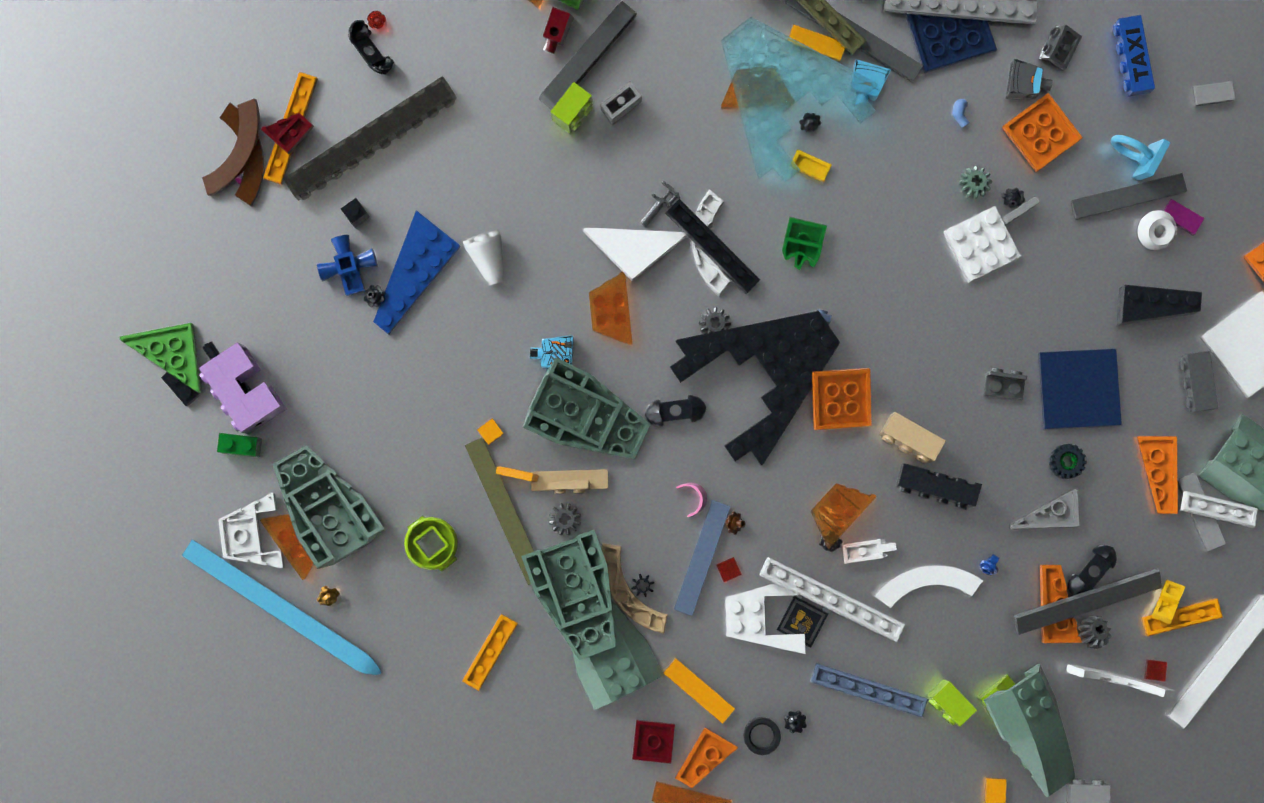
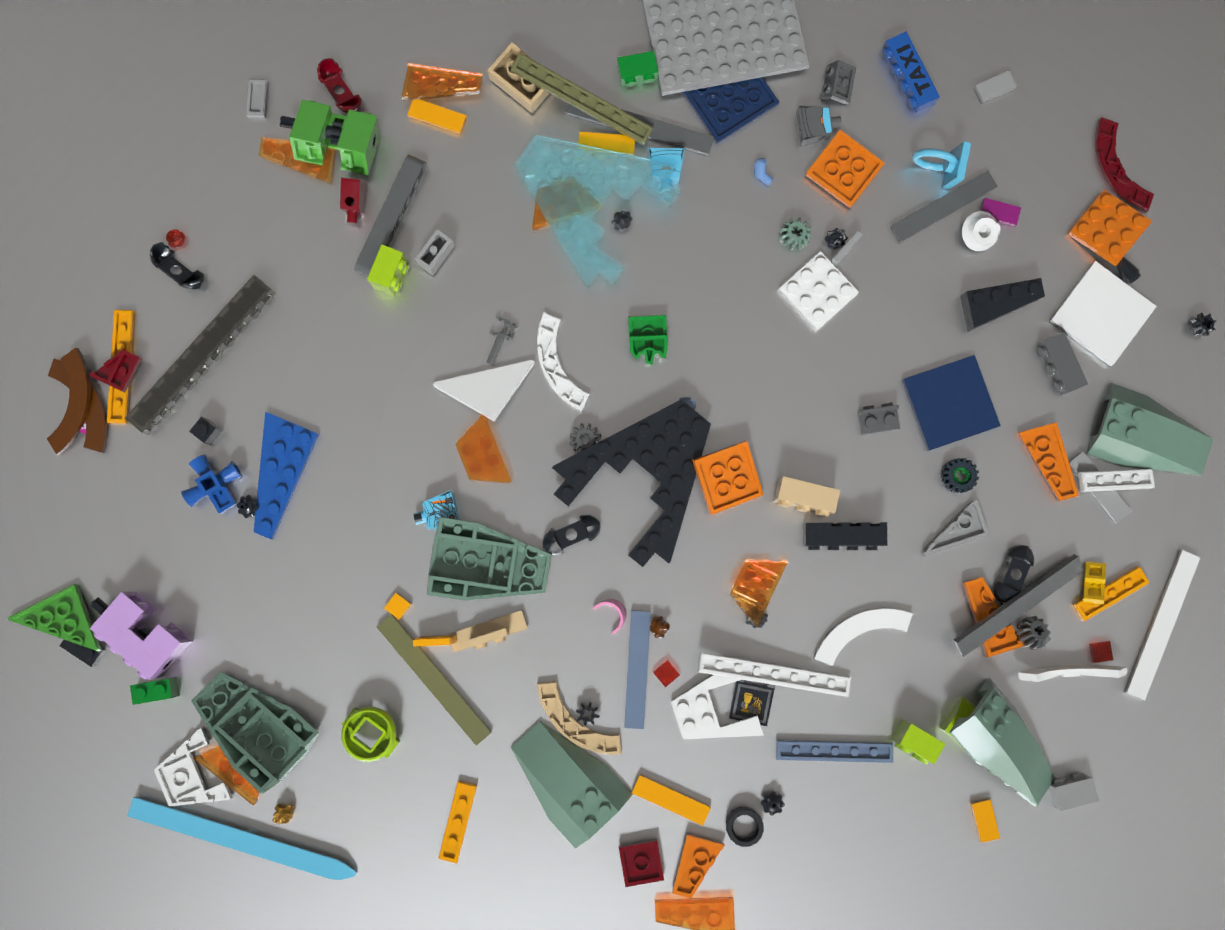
camera: 25 degrees left, 0 degrees up
(487, 255) = (346, 436): white cone -> none
(559, 515) = (487, 667): dark grey gear -> none
(575, 592) = (523, 741): sand green wedge -> none
(712, 246) = (562, 365): black plate -> none
(811, 165) = (635, 262): yellow tile -> none
(866, 550) = (793, 616): white hinge -> none
(989, 567) = (915, 597): blue plate -> none

